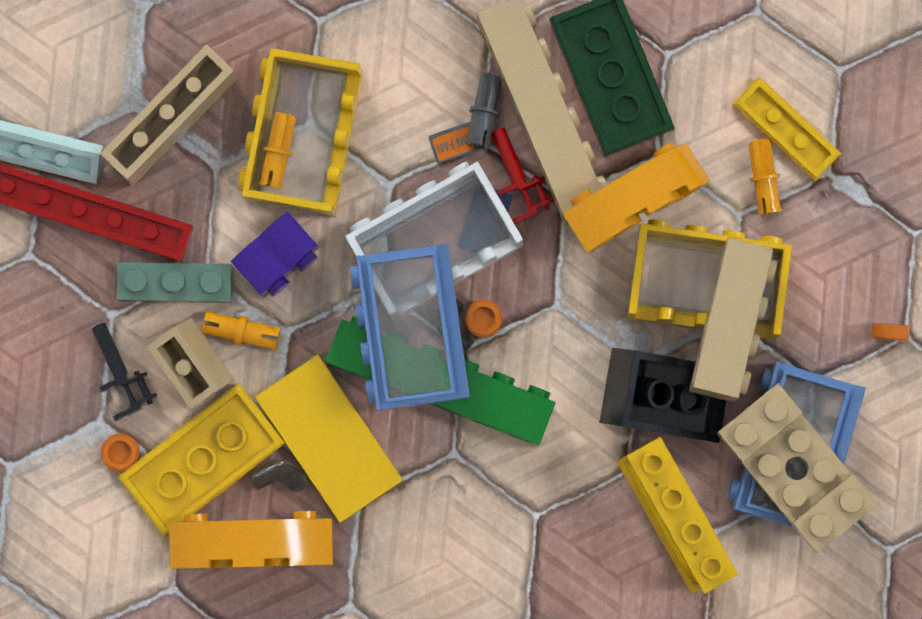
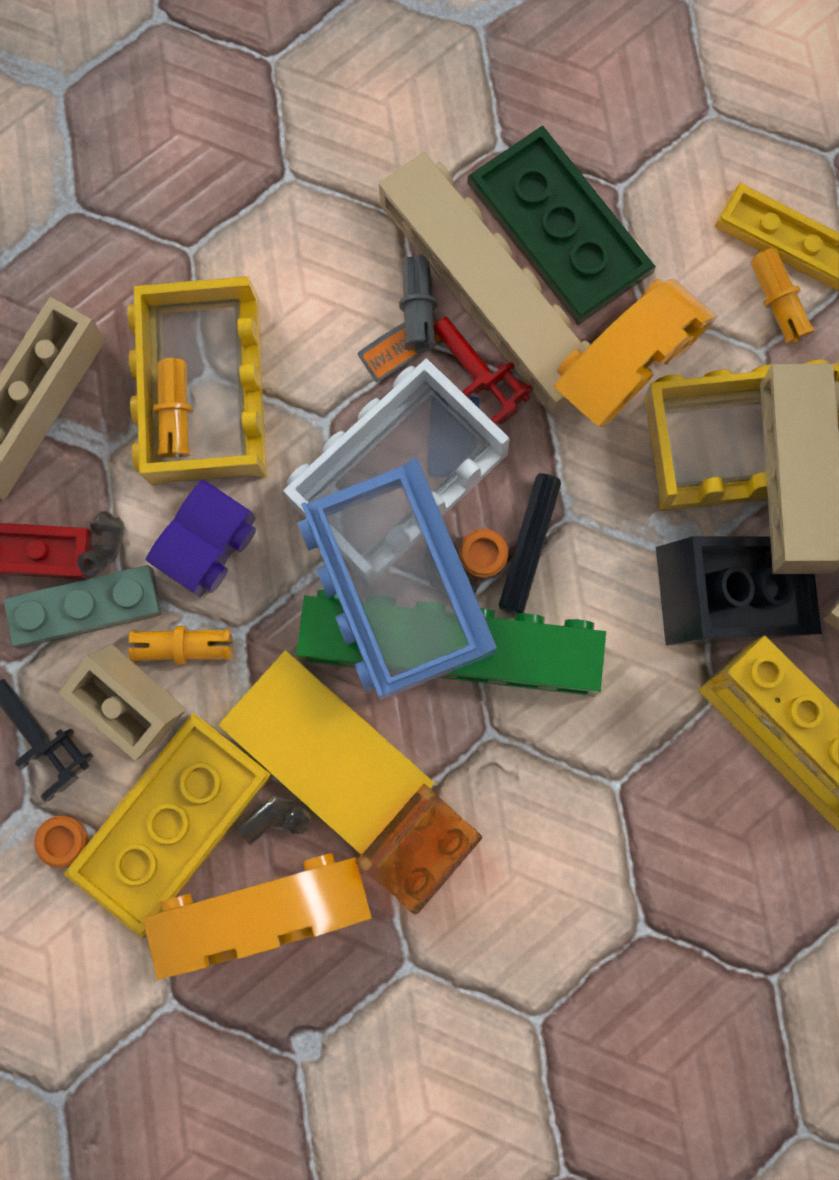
camera: 10 degrees left, 5 degrees down
(202, 244) = (107, 548): none -> clear smoke arm
(379, 524) = (419, 849): none -> clear orange bracket
(520, 320) = (530, 544): none -> black axle

